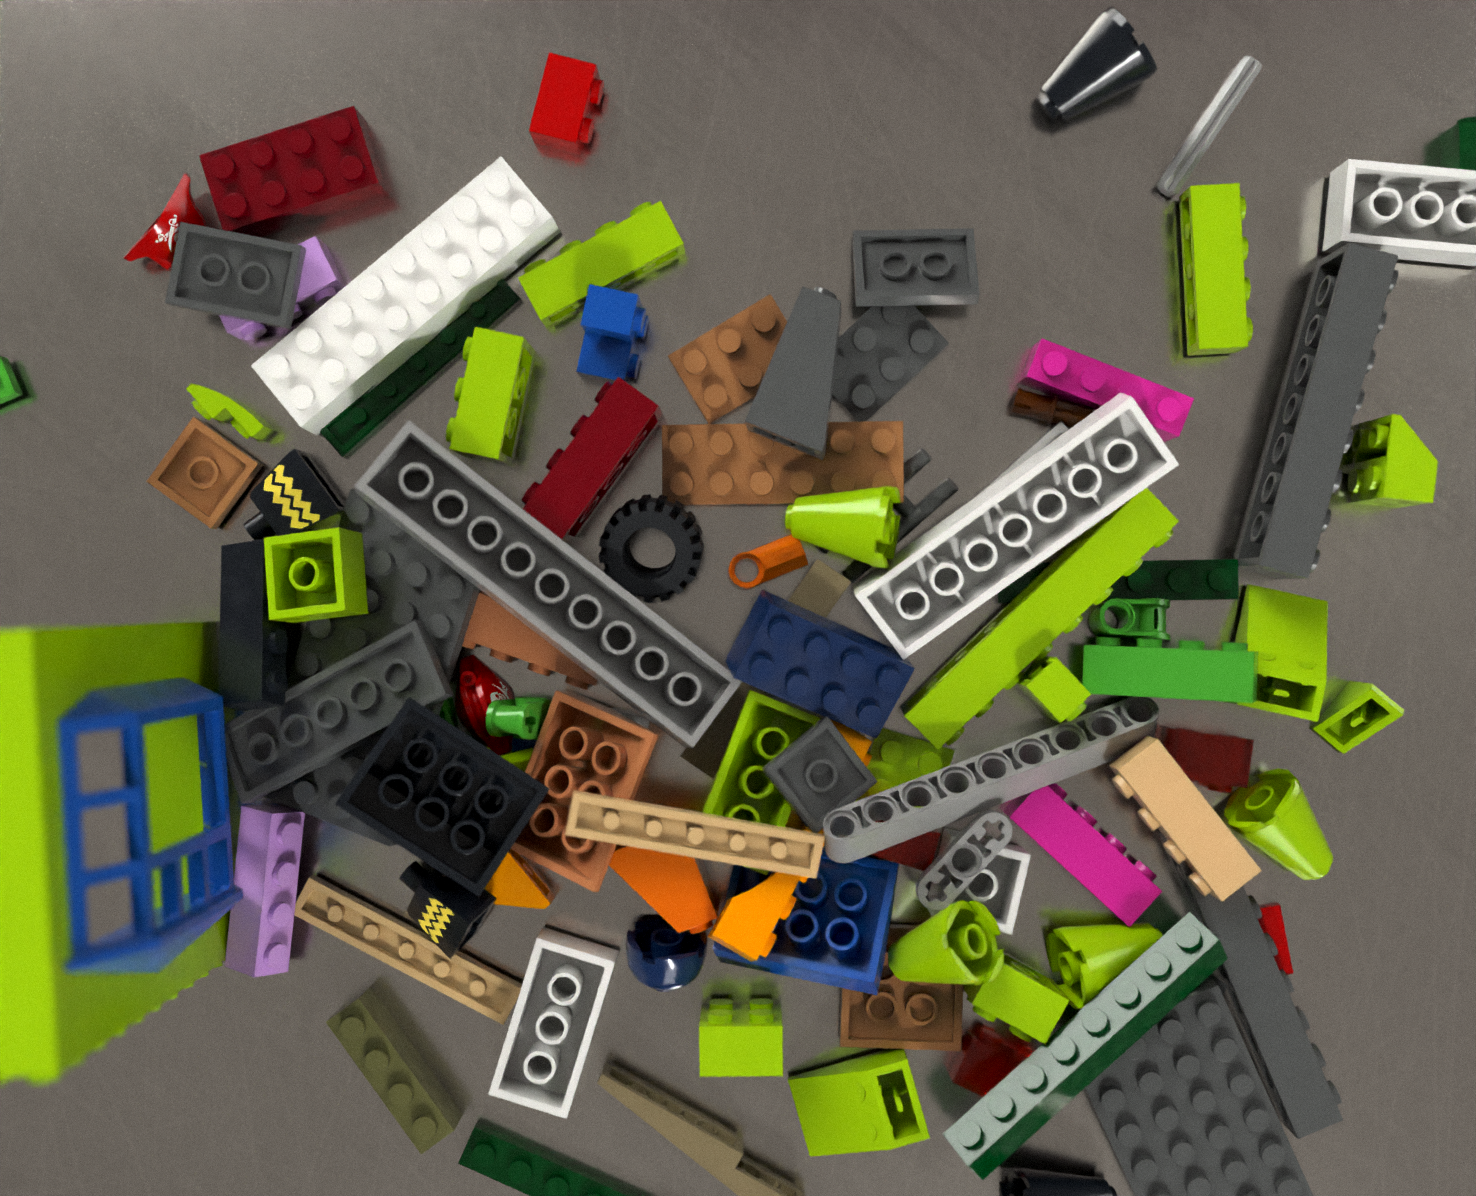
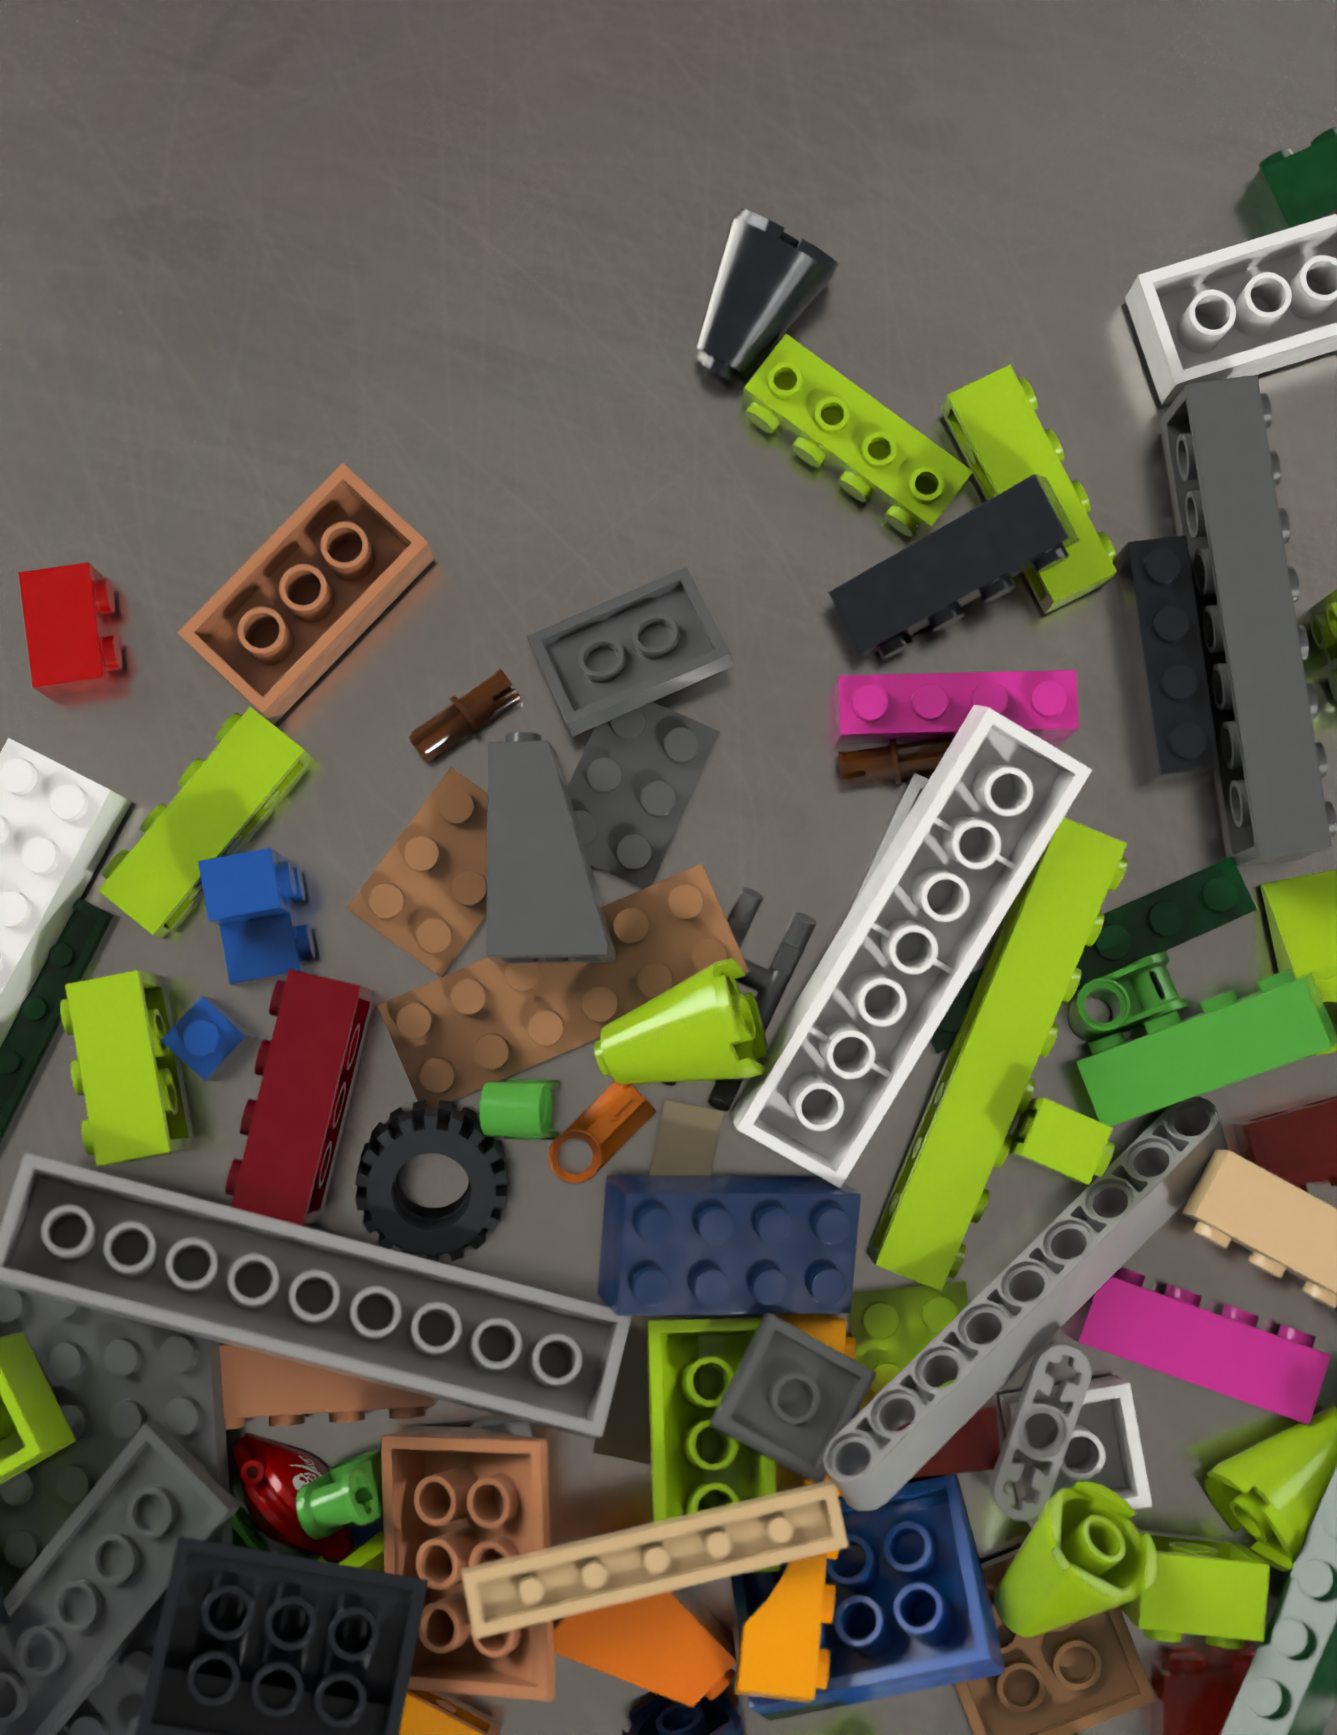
camera: 25 degrees left, 5 degrees down
(548, 401) = (209, 1039): none -> blue brick
(723, 526) = (518, 1109): none -> bright green piece
(727, 143) = (308, 593): none -> nougat brick
(792, 265) = (464, 716): none -> reddish brown axle
(1116, 190) = (854, 438): none -> lime brick
(1146, 299) = (954, 566): none -> black brick
(1209, 126) = (940, 305): light grey axle -> none
(1253, 416) = (1166, 660): none -> black brick

